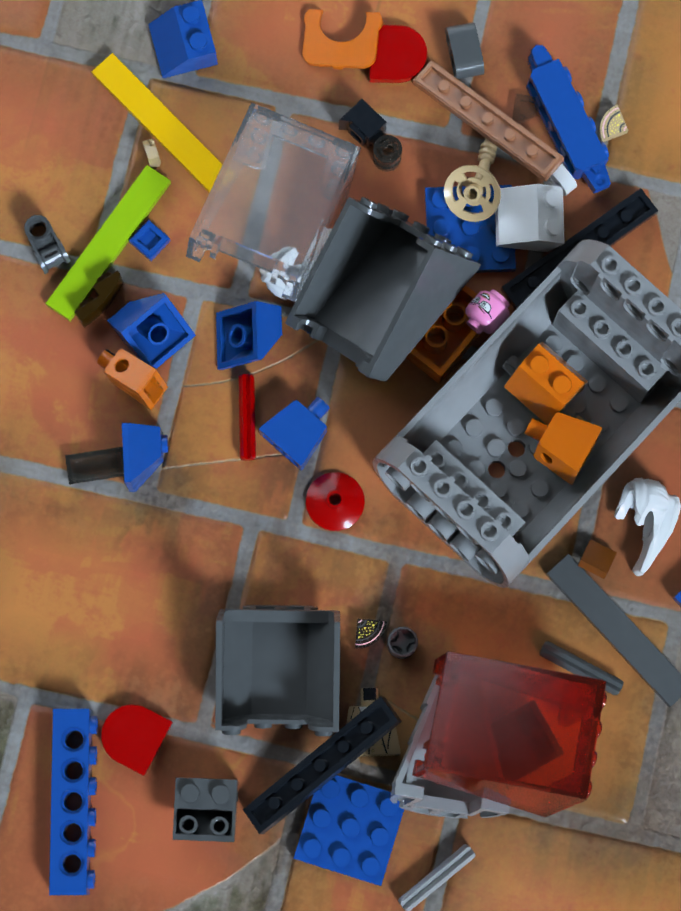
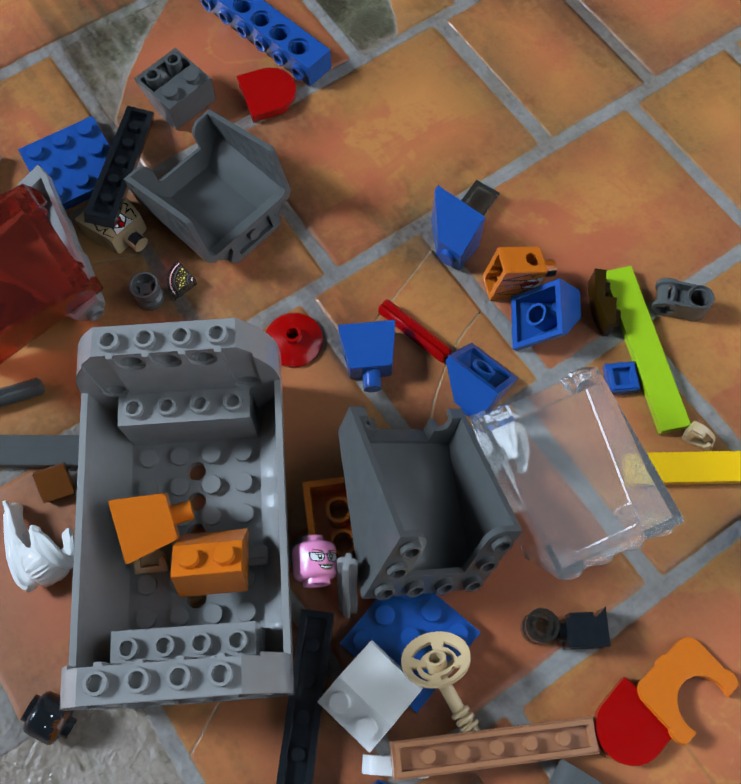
camera: 135 degrees right, 10 degrees down
(477, 284) = (347, 584): none -> light grey axle

